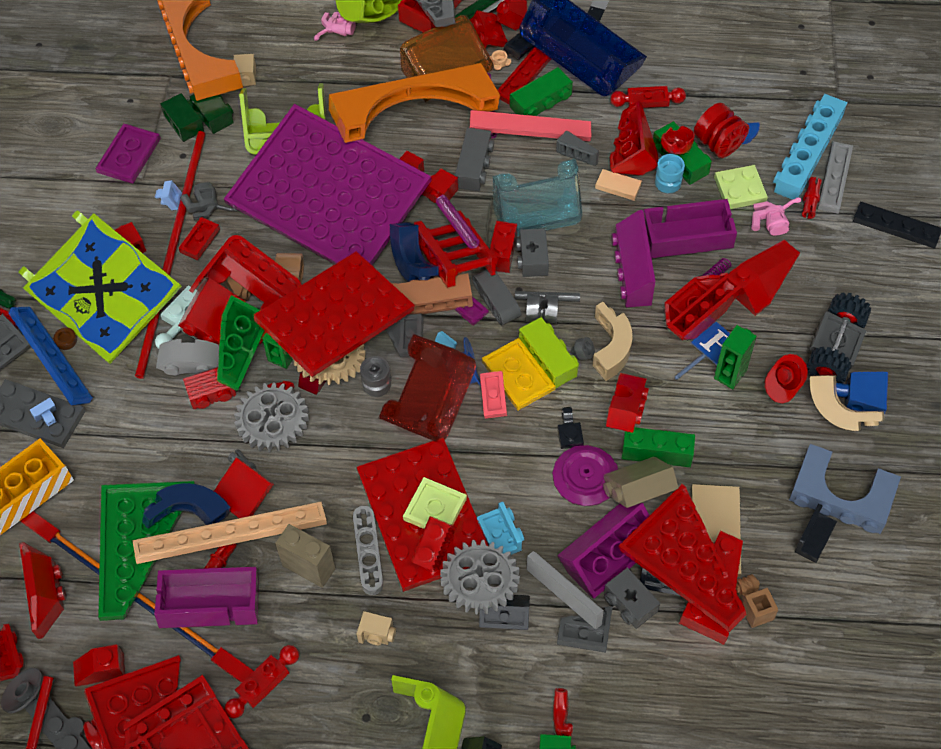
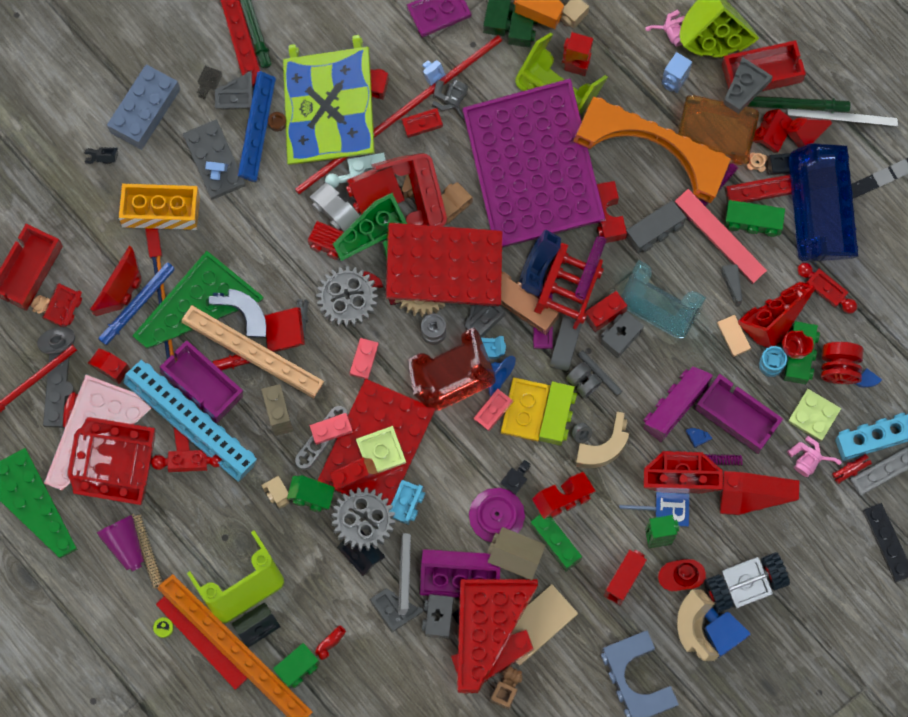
camera: 45 degrees right, 15 degrees up
(74, 594) = (115, 327): none -> blue axle
(227, 640) = (189, 419): none -> medium azure brick
(279, 77) = (577, 53): none -> red arch
(338, 454) = (364, 358): none -> coral plate
(370, 531) = (331, 428): none -> coral plate
(373, 44) = (676, 73): none -> light blue brick
(408, 599) = (311, 493): none -> green brick
(674, 276) = (698, 436): none -> blue tile
(746, 420) = (625, 577): none -> red brick
(815, 535) = (590, 687): black panel -> none

